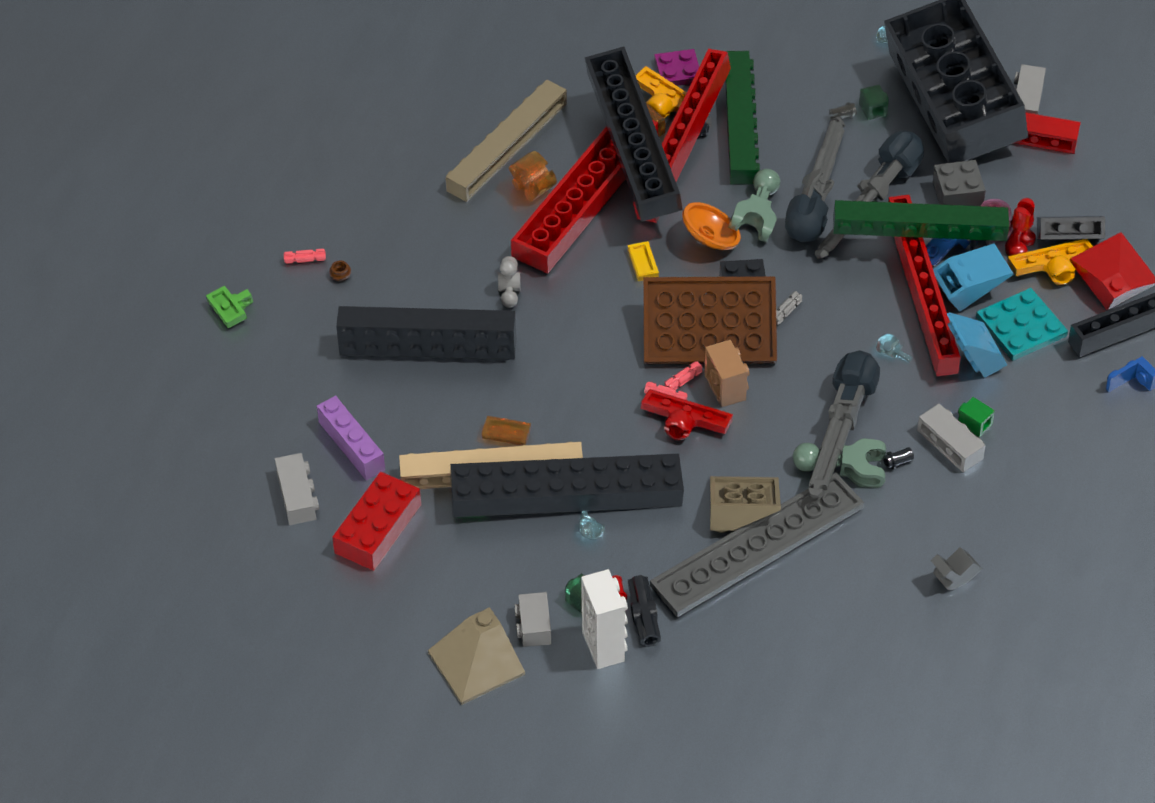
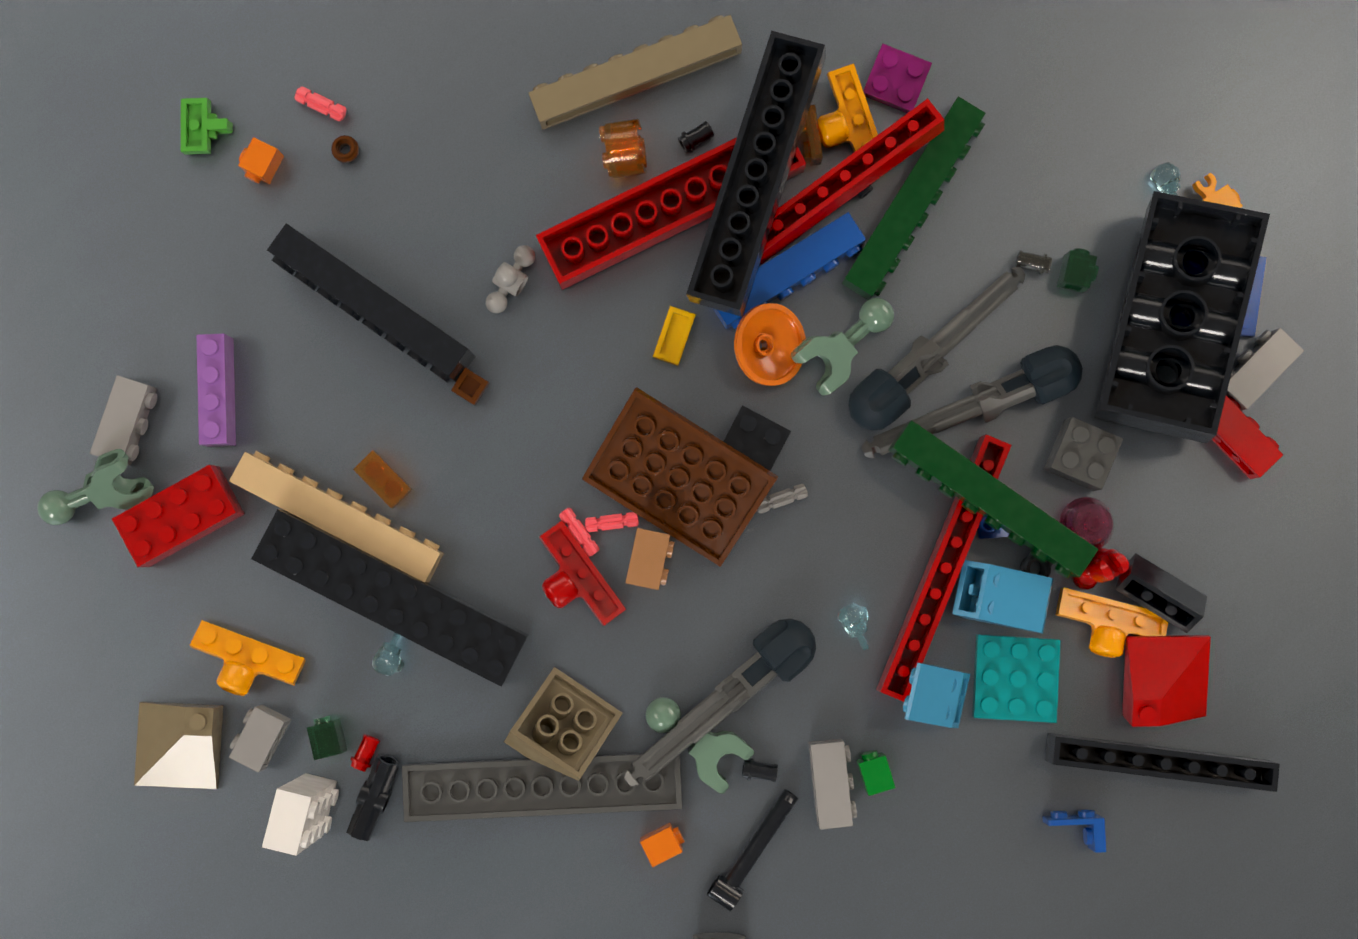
camera: 30 degrees right, 35 degrees up
(286, 302) = (260, 161): none -> orange brick
(310, 529) = (101, 486): none -> sand green piece
(487, 581) = (245, 658): none -> light orange plate
(527, 351) = (470, 386): none -> reddish brown plate
(571, 156) = (695, 136): none -> black pin
(693, 185) = (800, 264): none -> blue brick
(867, 531) = (662, 844): none -> orange brick
(932, 533) = (726, 889): none -> black piece

